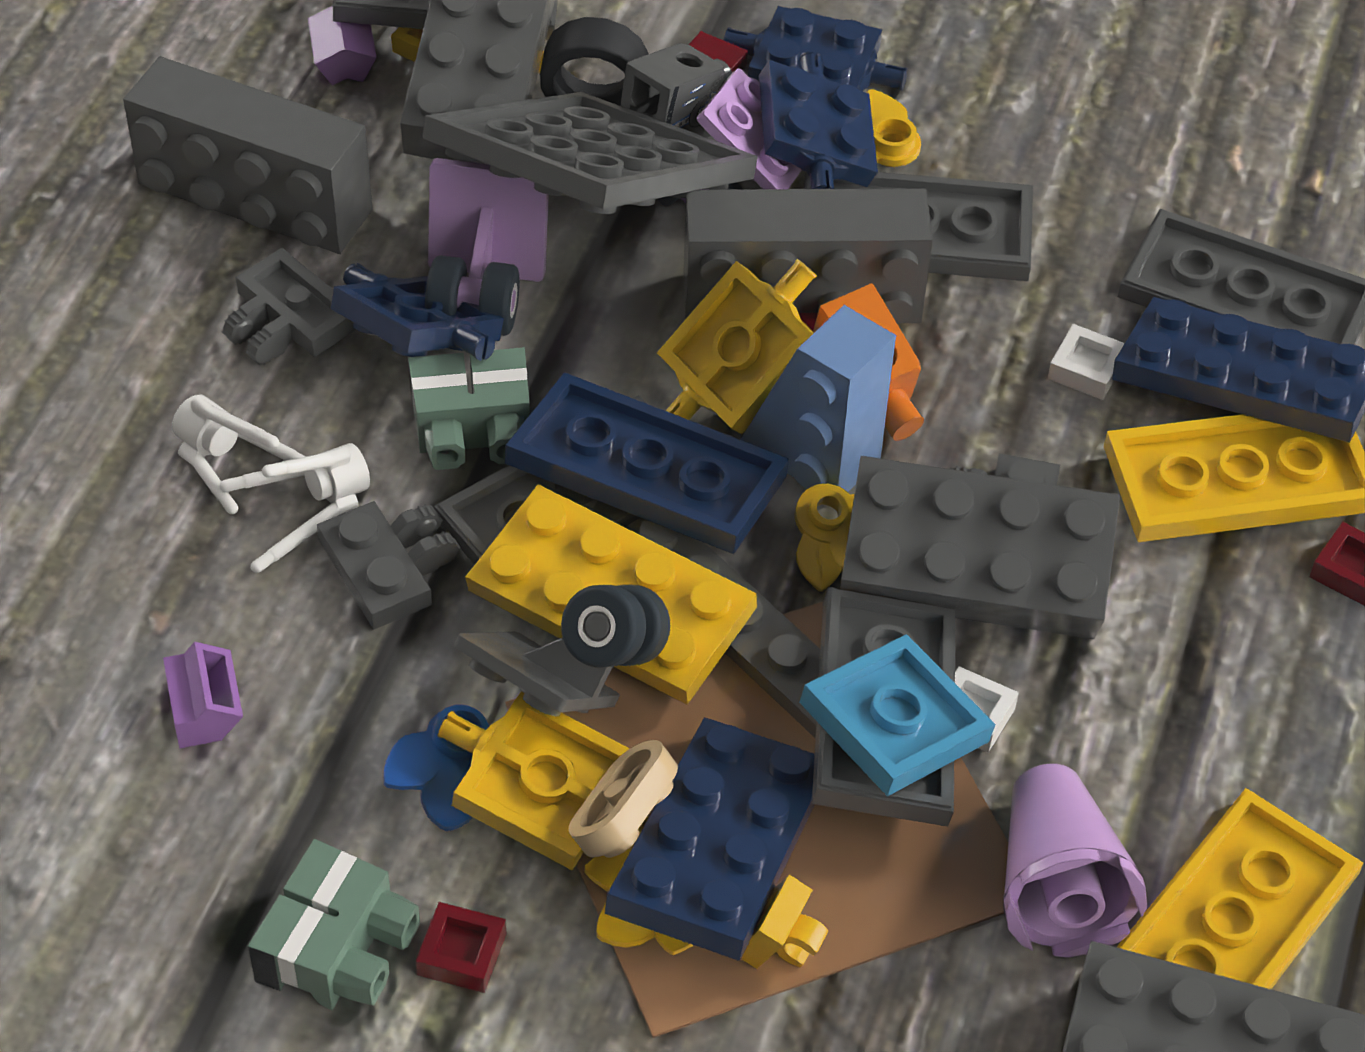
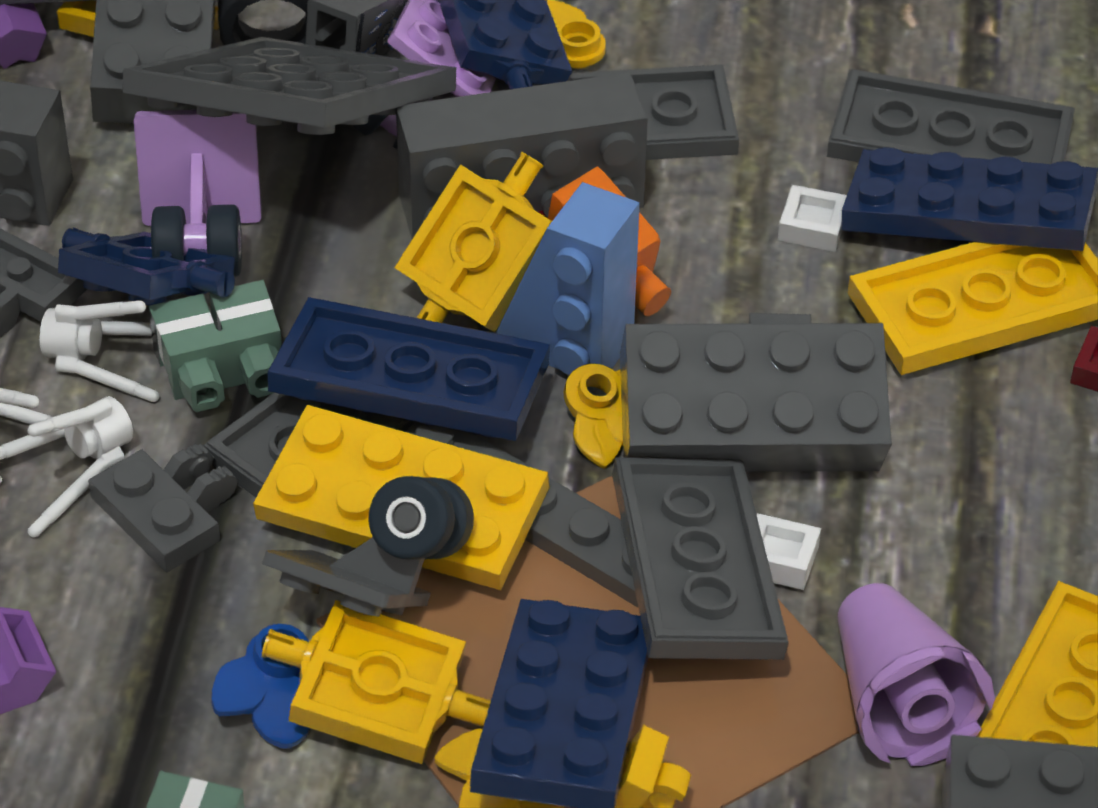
camera: 10 degrees left, 5 degrees down
(339, 372) = (75, 332): none -> white plant
(623, 799) = (464, 682): tan plate -> none
(896, 714) = (714, 558): dark azure plate -> none

